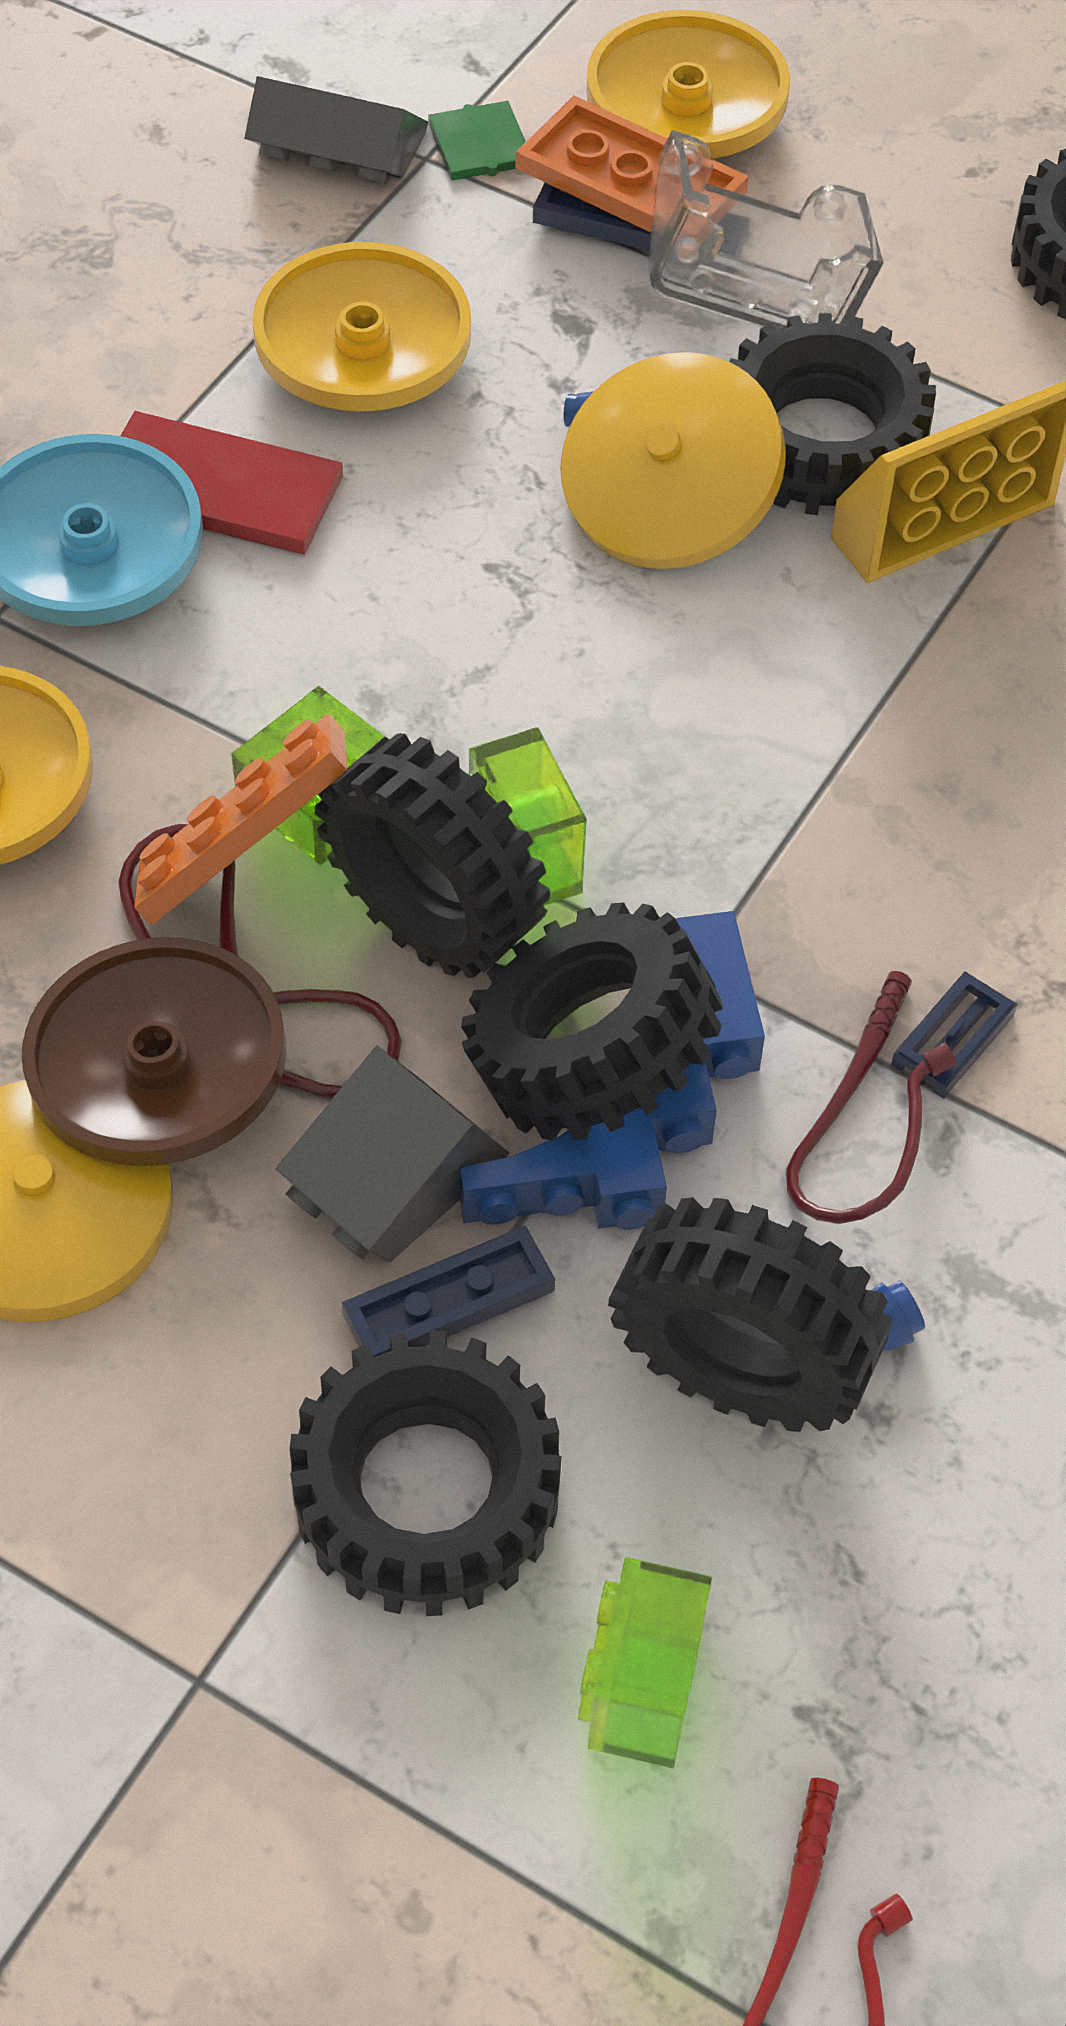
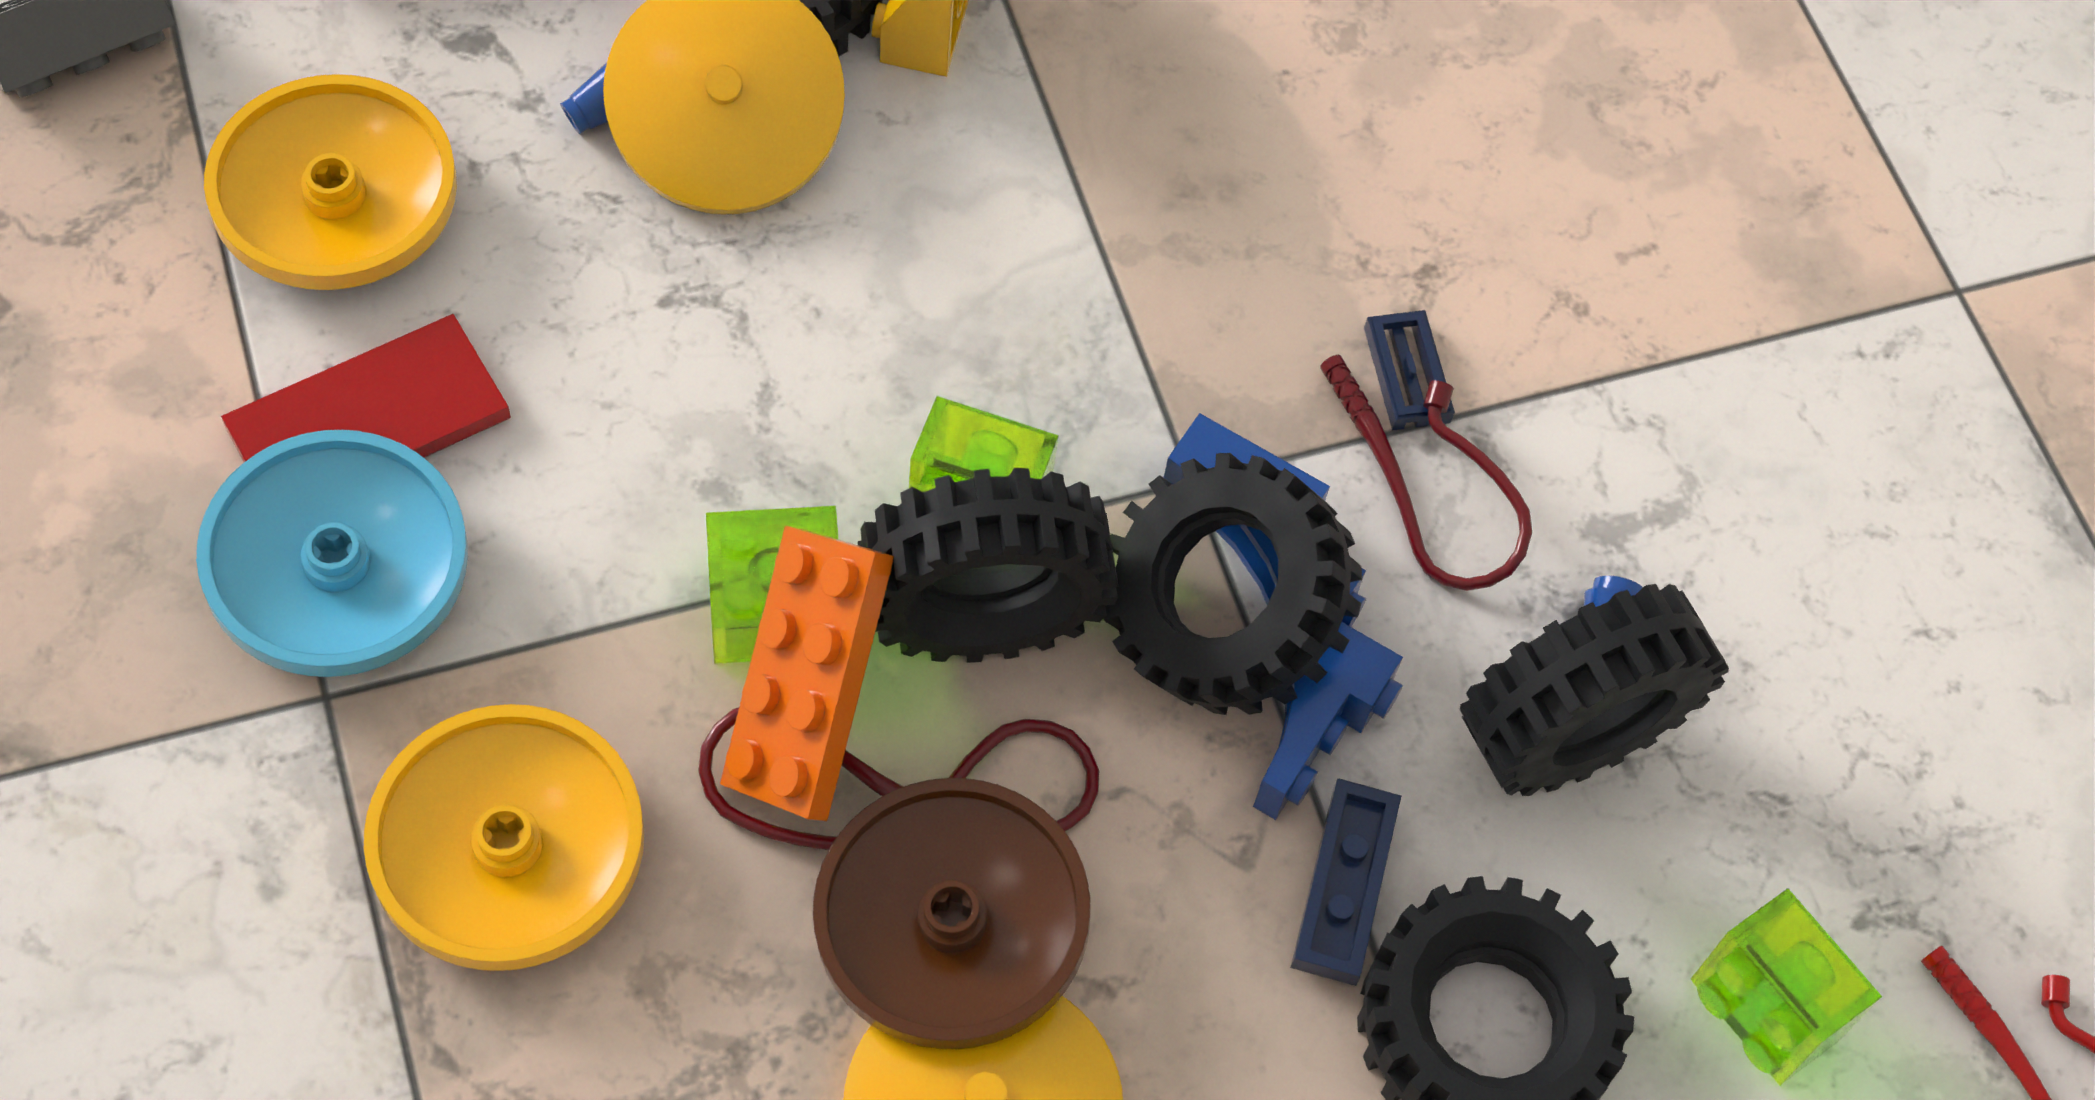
camera: 55 degrees left, 5 degrees up
(384, 1158) = (1198, 827): dark grey slope -> none

